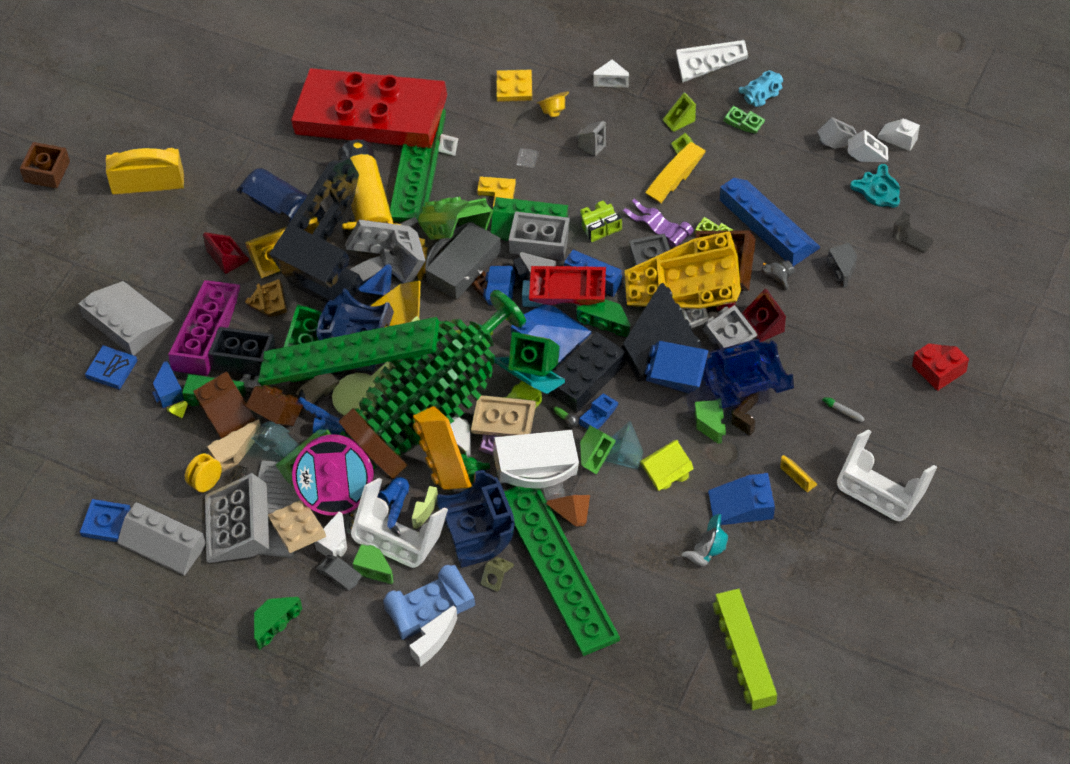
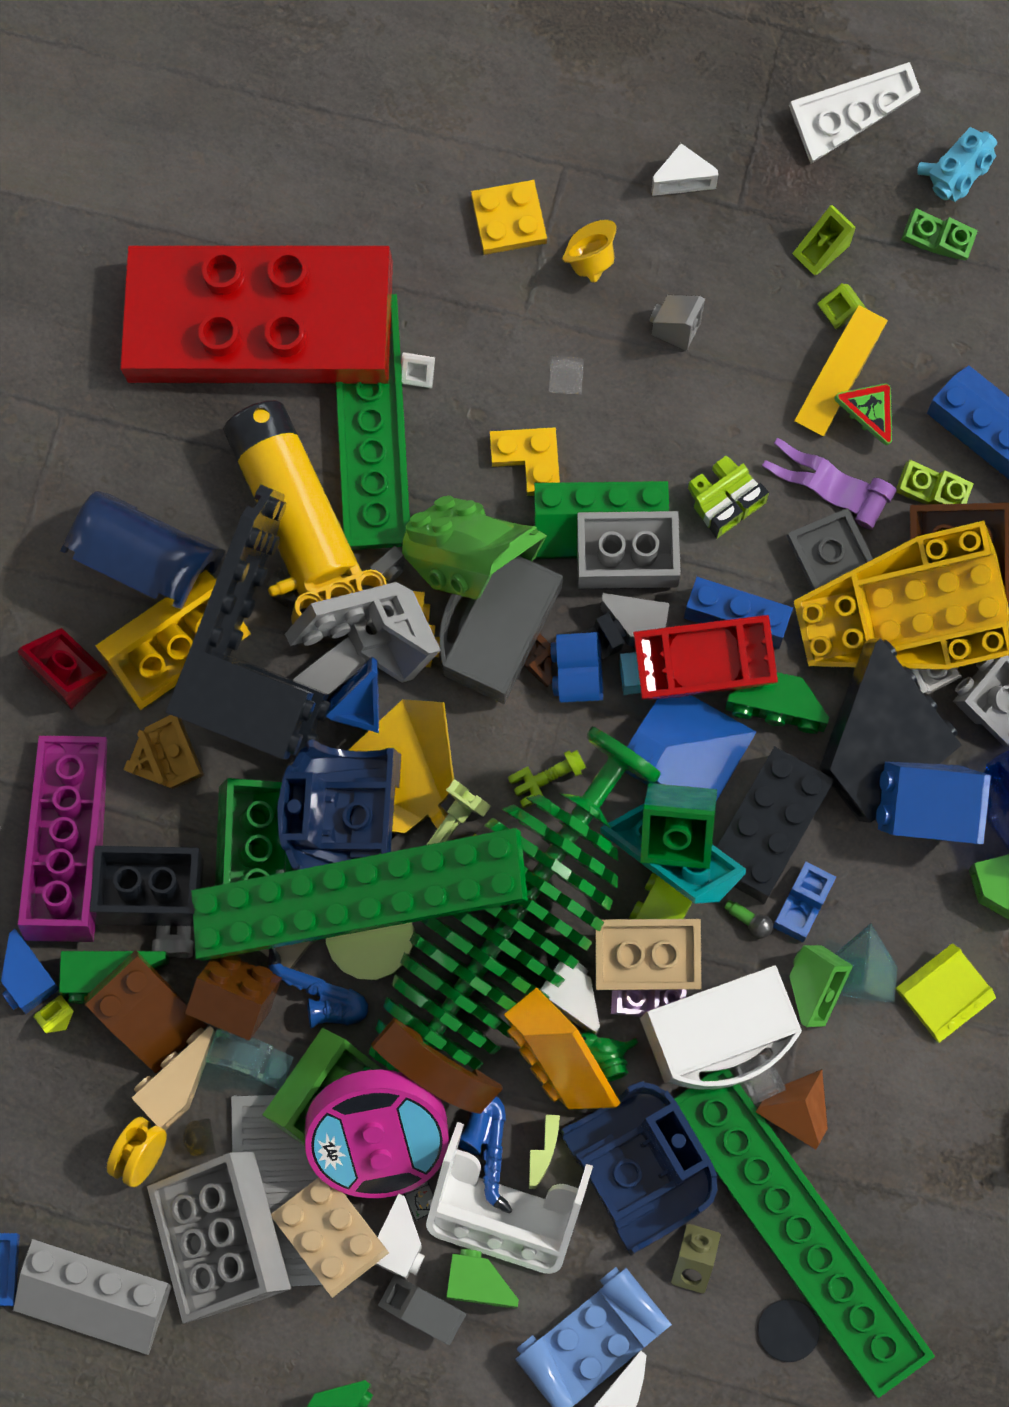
camera: 15 degrees left, 20 degrees up
(541, 617) = (788, 1330): none -> black piece
(687, 190) = (870, 408): none -> piece

